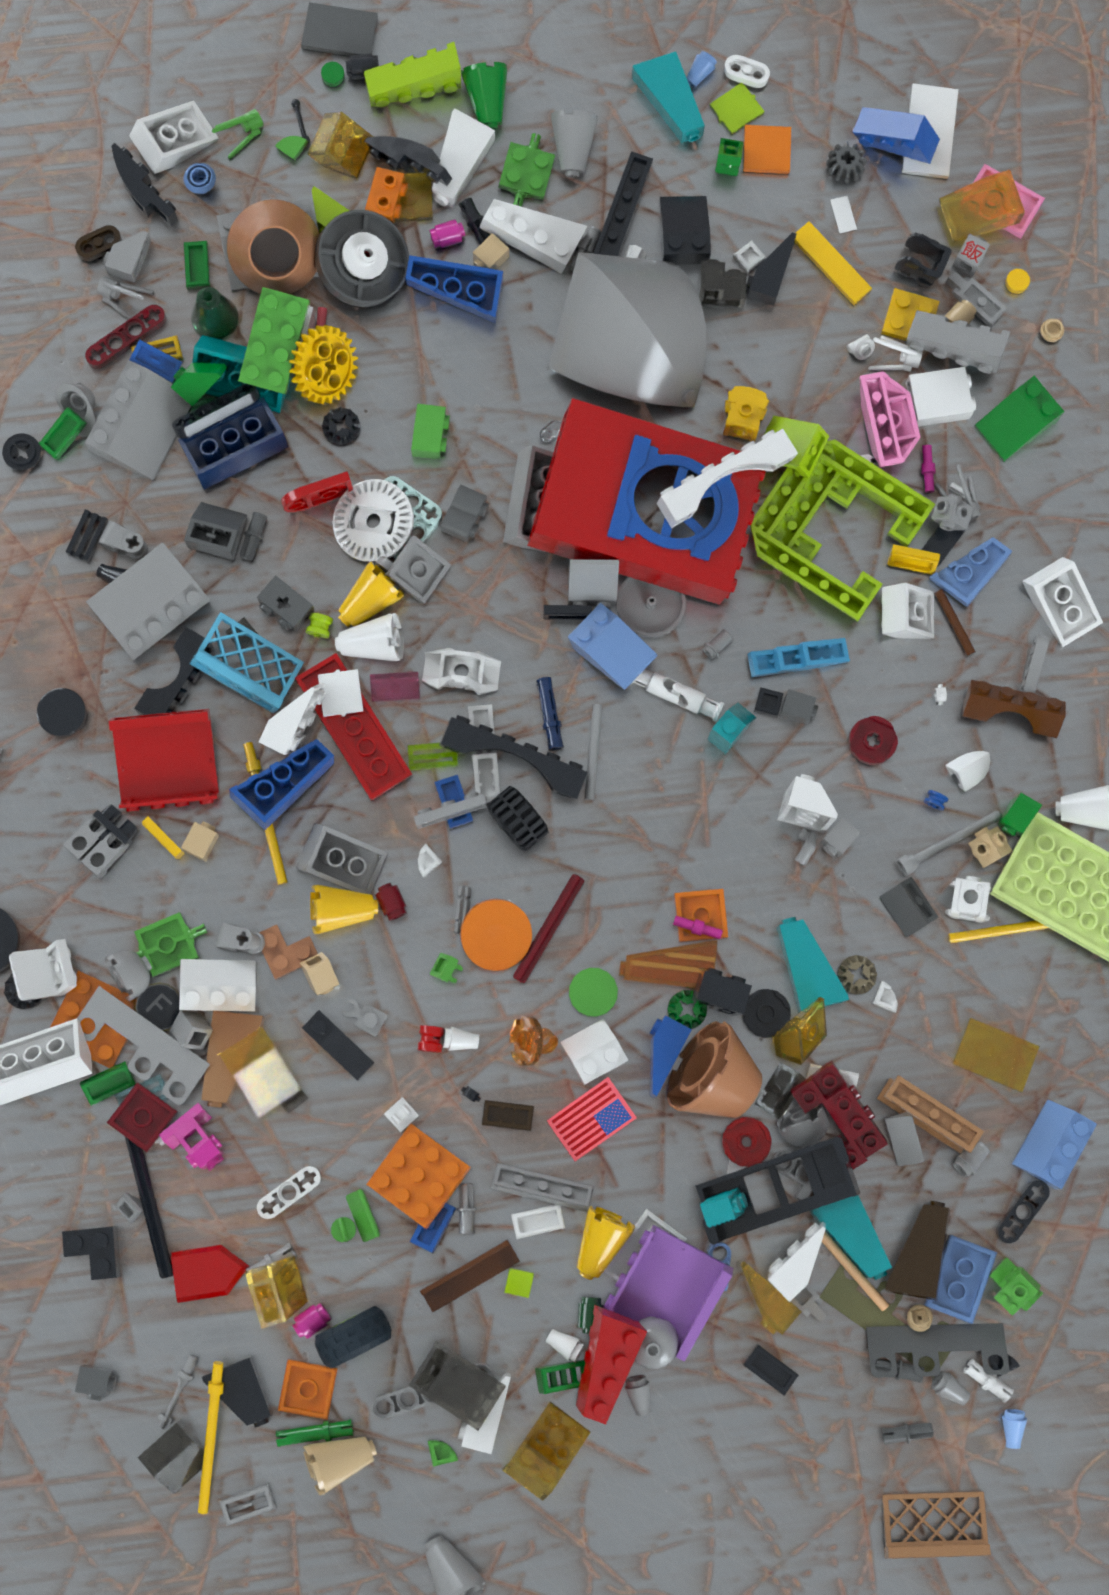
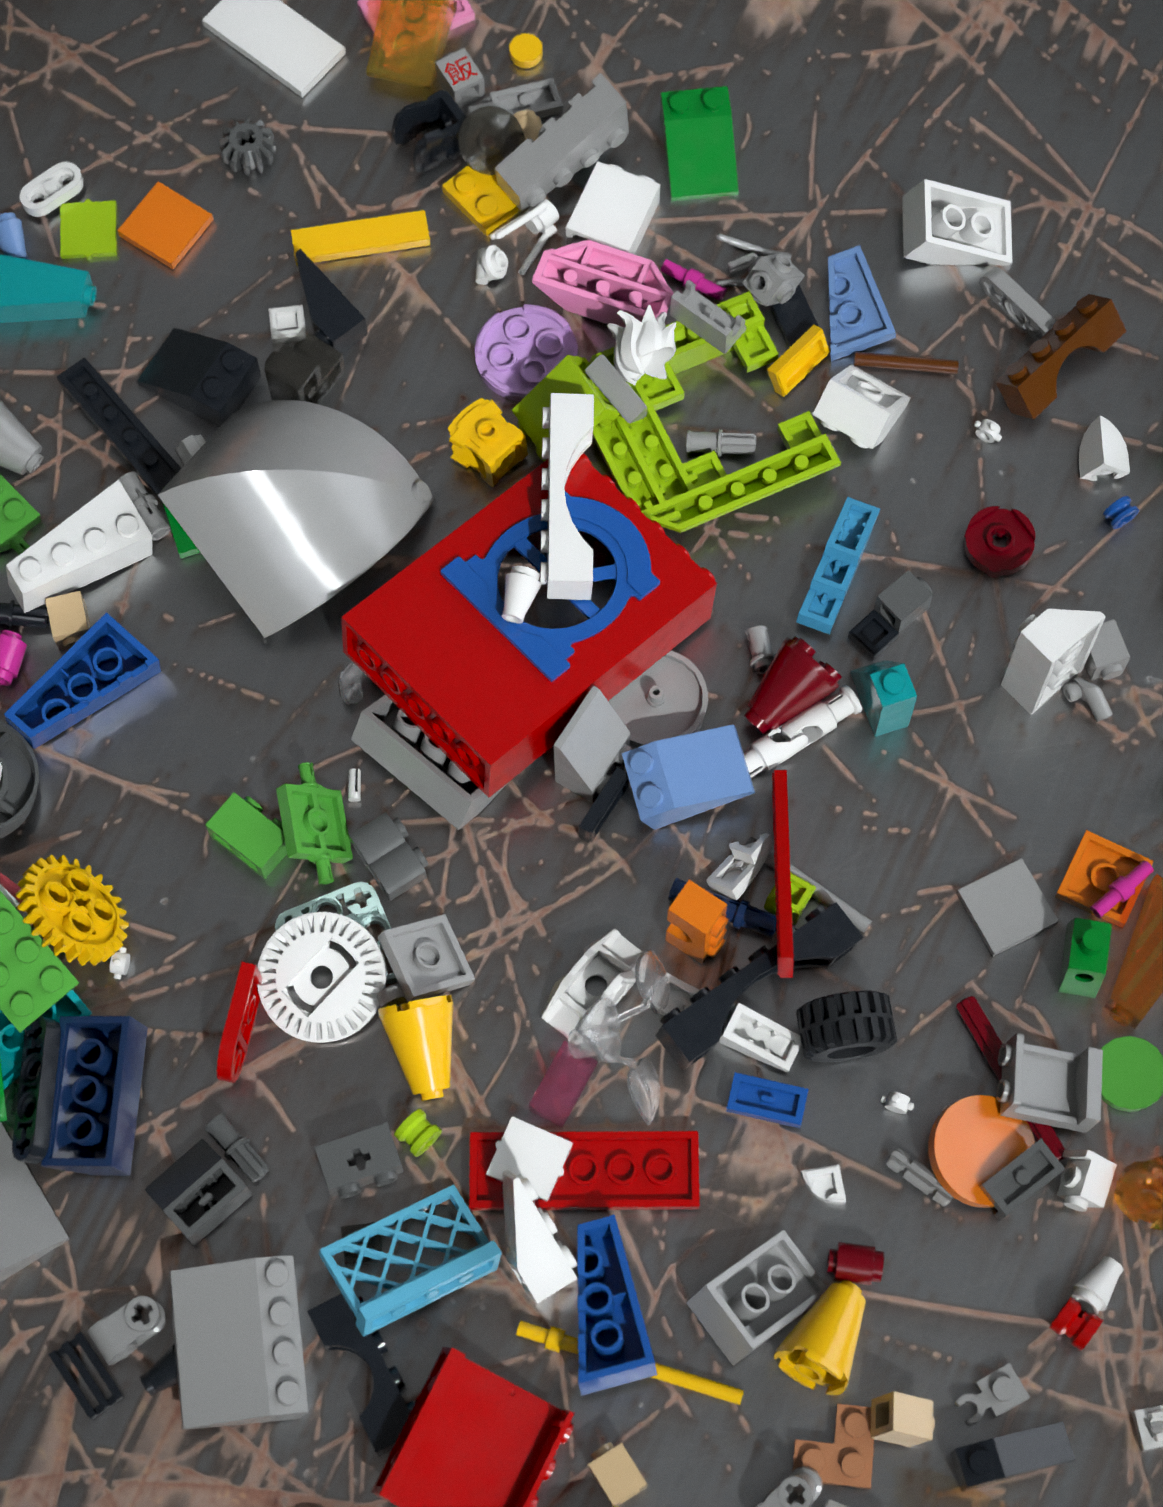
camera: 50 degrees left, 10 degrees down
(315, 409) = (120, 963): none -> white piece
(343, 436) = (180, 947): black gear -> none
(373, 639) = (483, 1074): white cone -> none
(423, 685) = (600, 1034): none -> clear plant
(430, 765) = (672, 1120): clear neon green tile -> none
(444, 968) = (988, 1246): bright green tile -> none
(450, 810) = (780, 1108): light grey plate -> none
(455, 461) = (314, 823): none -> bright green plate
(488, 473) = (354, 785): none -> white piece
(491, 963) = (1022, 1178): none -> dark grey panel
(496, 873) = (897, 1102): none -> white piece
(513, 999) = (1085, 1180): none -> white brick
(524, 701) = (697, 922): none -> orange arch
(555, 949) = (1050, 1085): none -> light grey panel
(578, 709) = (740, 868): none -> white slope
(579, 745) = (800, 893): none -> lime slope
(584, 732) = (782, 870): none -> red tile
(644, 928) = (1084, 953): none -> green torso
(646, 486) = (520, 591): none -> white cone
(649, 870) = (1007, 907): none -> light grey tile
(703, 672) = (790, 685): none -> dark red cone
(729, 156) = (145, 271): green slope -> none
(817, 465) = (616, 389): none -> light grey slope
(820, 398) = (522, 348): none -> lavender tile
(832, 546) = (721, 442): none -> light grey axle
(843, 214) = (307, 190): white sticker -> none
(854, 463) = (642, 345): none -> white hair
(897, 133) = (254, 67): wedge -> none
(899, 489) = (706, 318): none -> light grey hinge
(940, 283) = (491, 122): none -> clear smoke dish
(1052, 330) = (612, 48): tan plate -> none

